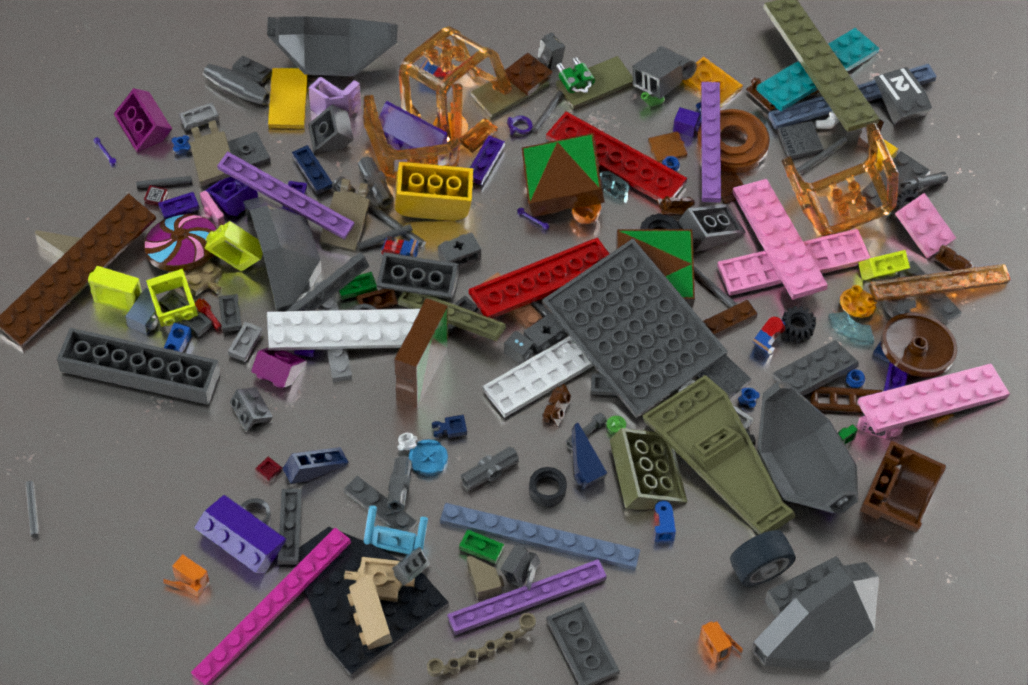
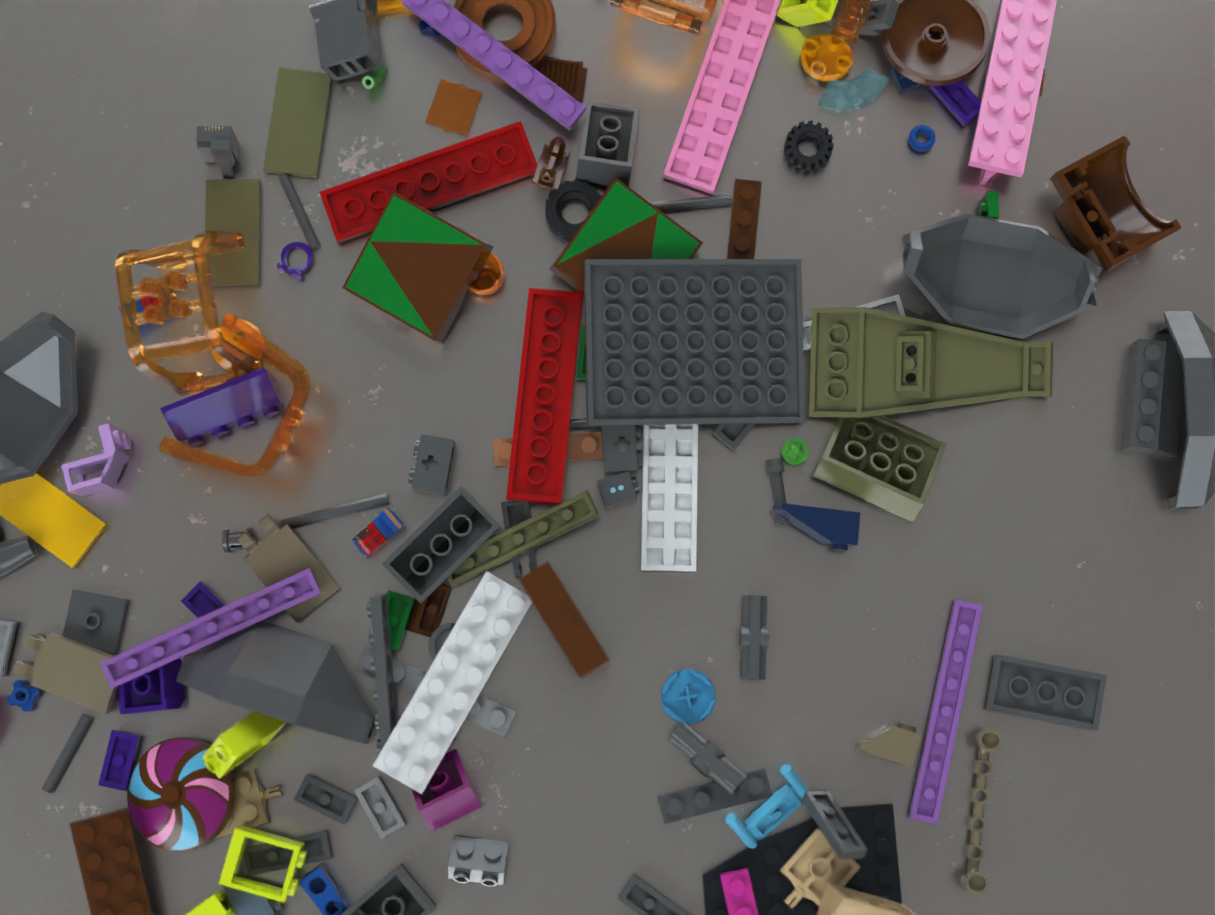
camera: 50 degrees left, 25 degrees up
(155, 195) = (81, 778): tile -> none
(204, 307) = (295, 827): red bar -> none
(211, 209) = (156, 725): bright pink plate -> none
(268, 469) = (576, 893): dark red tile -> none
(312, 169) = (182, 559): dark blue plate -> none
(312, 464) = (610, 836): dark blue slope -> none
(330, 130) = (139, 497): dark grey slope -> none
(376, 181) = (257, 494): dark grey piece -> none
(380, 238) = (346, 538): dark grey bar -> none
(407, 441) = (646, 705): white plate -> none
(433, 191) = (334, 441): yellow brick -> none
(453, 426) = (669, 640): dark blue plate -> none
(478, 134) = (276, 319): clear orange plate -> none
(481, 546) = (848, 718): green plate -> none
(486, 158) = (319, 339): dark purple plate -> none
(520, 211) = (423, 348): dark purple hinge -> none
(520, 566) = (906, 696): dark grey piece -> none
(528, 74) = (229, 197): reddish brown plate -> none
(540, 536) = (876, 641): sand blue plate -> none
(550, 473) = (842, 579): black tyre -> none
(560, 398) = (718, 491): reddish brown hinge -> none
(576, 78) = (281, 143): green piece -> none
(614, 184) = (465, 205): clear light blue beam -> none
(666, 526) = (957, 488): blue leg -> none
(671, 162) = (484, 117): blue plate -> none
(686, 122) = (439, 59): dark purple brick -> none
(717, 641) = (1141, 543): orange piece -> none
(727, 376) = (823, 282): dark grey tile -> none
(749, 392) = (865, 268): blue plate -> none
(762, 558) = (1092, 423): black wheel -> none
(768, 334) = (803, 194): leg -> none
(780, 239) = (683, 80): bright pink plate -> none
(817, 368) = (881, 174): dark grey plate -> none
(834, 392) = (920, 174): reddish brown bar -> none

